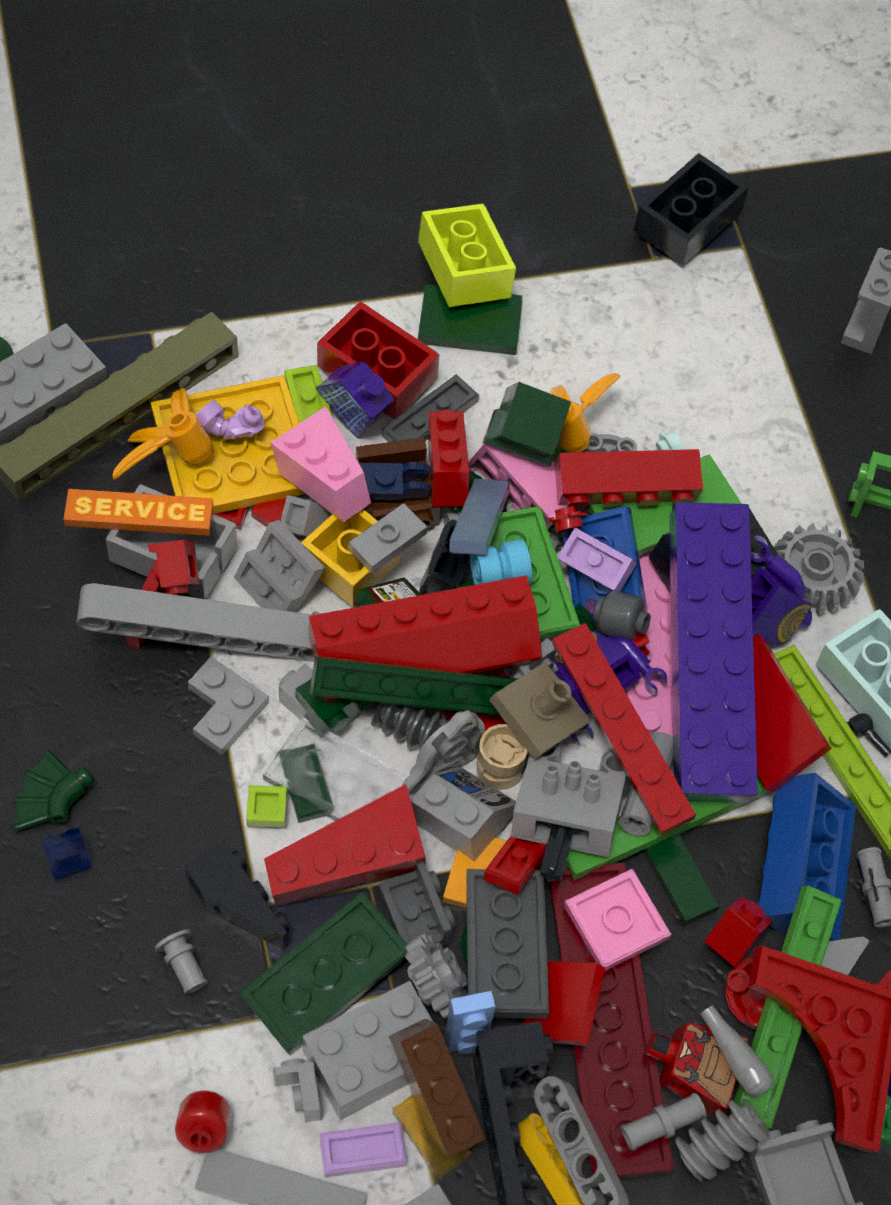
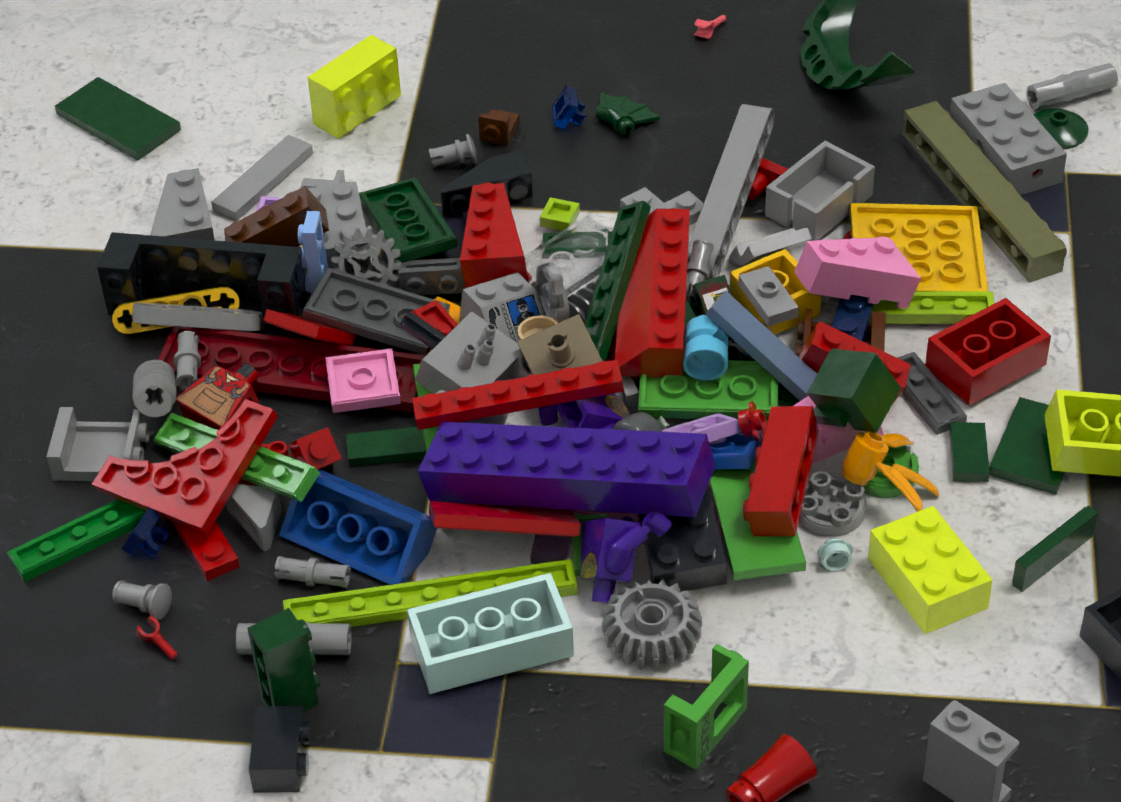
camera: 115 degrees right, 15 degrees down
(100, 1112) = (354, 86): none -> neon yellow brick
(111, 927) = (498, 126): none -> reddish brown bracket
(138, 512) = (841, 157): orange tile -> none
(175, 565) = (773, 171): red brick -> none
(182, 430) = (921, 195): light orange plant -> none
(203, 1121) = (327, 137): red head -> none
(245, 423) = (929, 238): lavender arm -> none
(356, 396) = (934, 312): dark purple torso -> none
(498, 368) = (969, 451): none -> dark green tile
(601, 286) = (1054, 548): none -> dark green tile
(666, 370) = (929, 569): none -> neon yellow brick
(743, 1061) = (205, 407): light grey piece -> none

